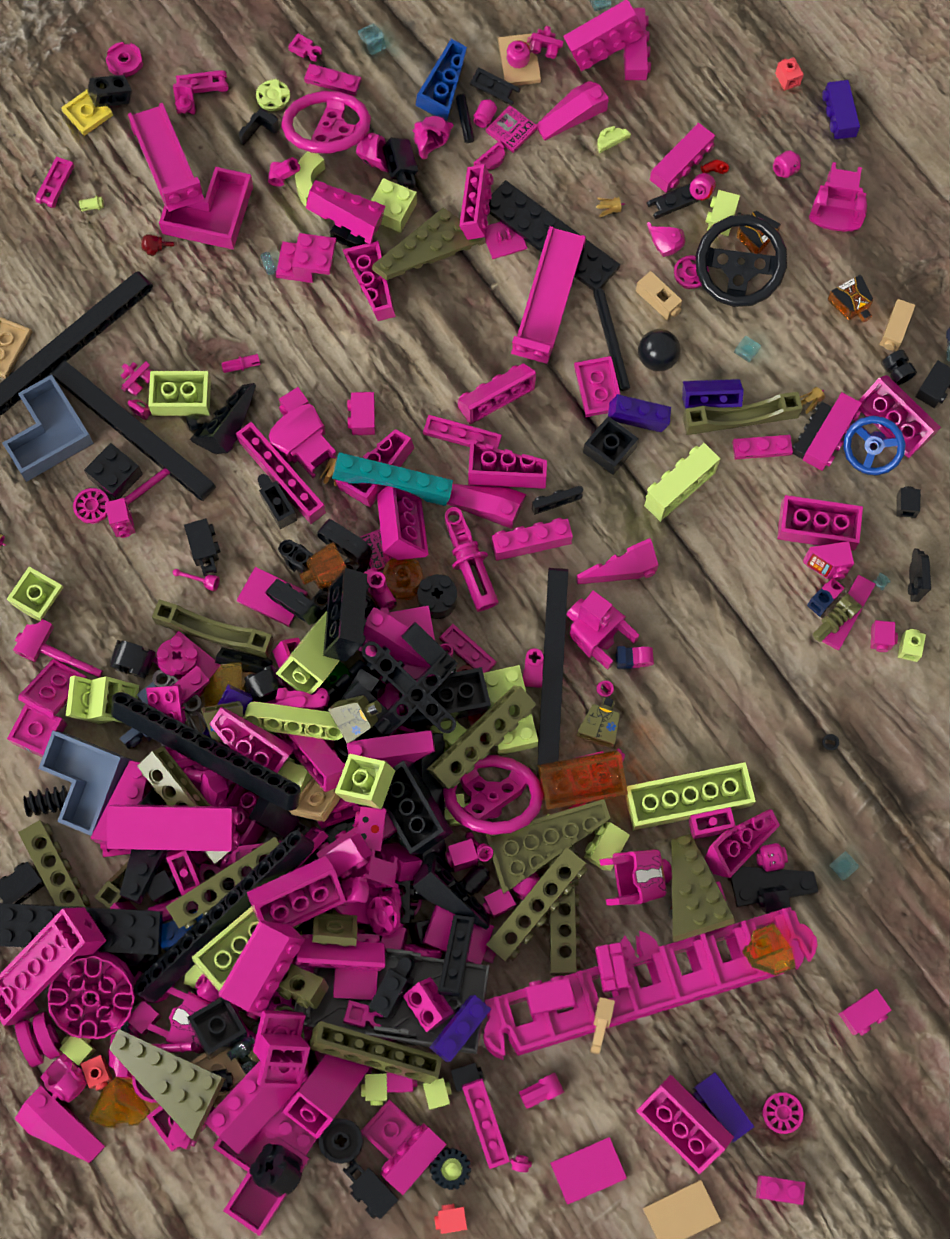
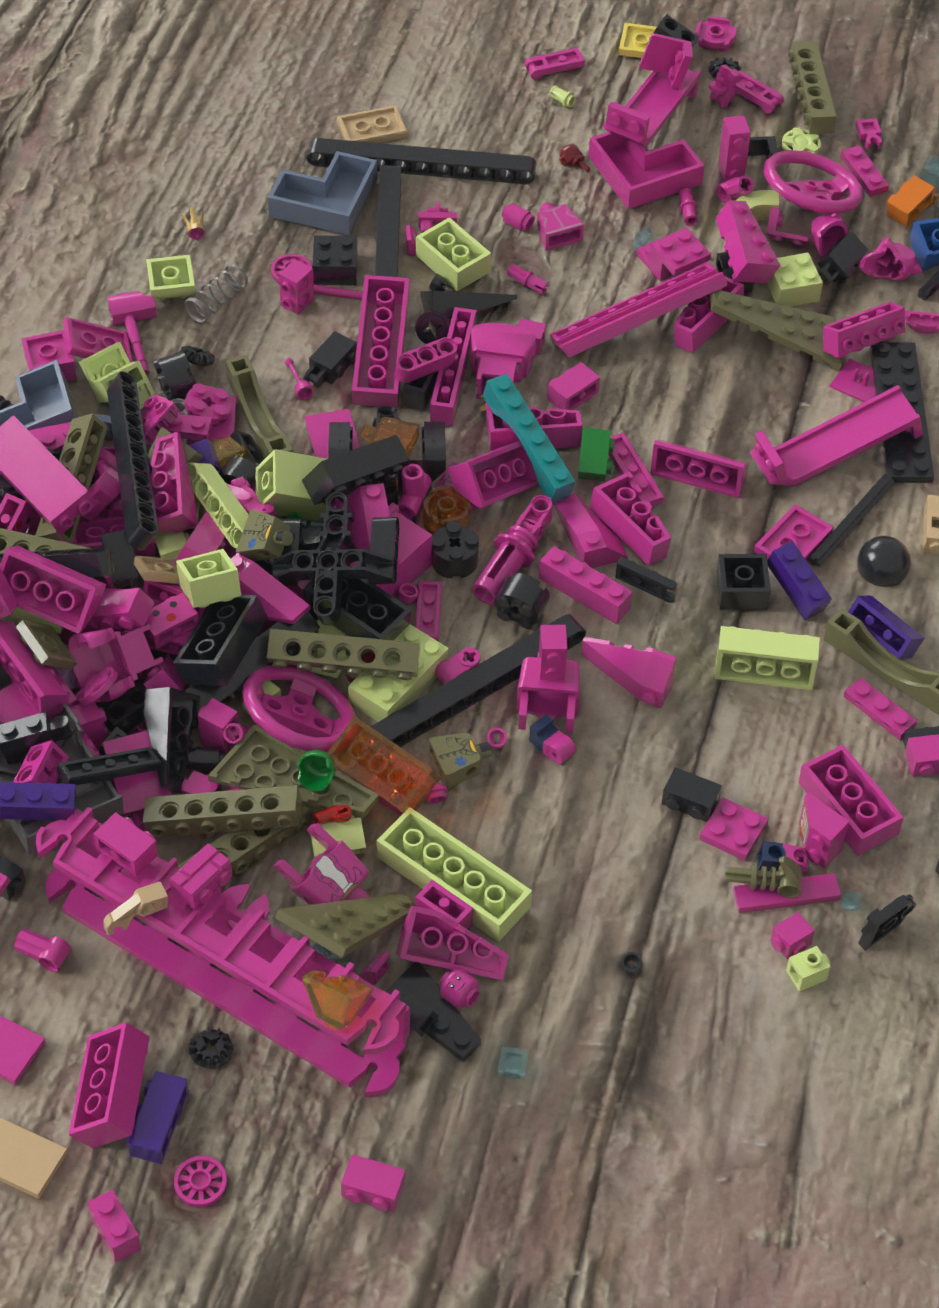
camera: 50 degrees right, 20 degrees down
(66, 552) = (200, 303): none -> light grey piece
(114, 630) = (198, 356): none -> black gear
(145, 110) = (668, 56): none -> dark pink bracket
(161, 89) = (715, 66): none -> black gear
(179, 324) = (517, 217): none -> dark pink brick
(210, 306) = (558, 226): none -> dark pink torso
(223, 502) = (380, 340): none -> dark pink brick
(234, 46) = (812, 87): none -> olive brick
(239, 453) = (423, 321): none -> black gear
(254, 144) = (734, 147): none -> dark pink brick
(267, 212) = (688, 207): none -> dark pink pin
(269, 498) = (420, 367): none -> dark pink beam
(333, 173) = (775, 221): none -> dark pink bracket
(340, 321) = (638, 309): none -> dark pink plate
(389, 78) = (911, 201): none -> orange hinge
(434, 447) = (594, 454): none -> green brick
(515, 588) = (521, 600): none -> black brick
(563, 825) = (316, 770): none -> green hair
(596, 837) = (335, 813): none -> red arm
(687, 1045) = (210, 1058): none -> black gear
(740, 609) = (691, 794): none -> black brick
(780, 604) = (733, 829): none -> dark pink plate

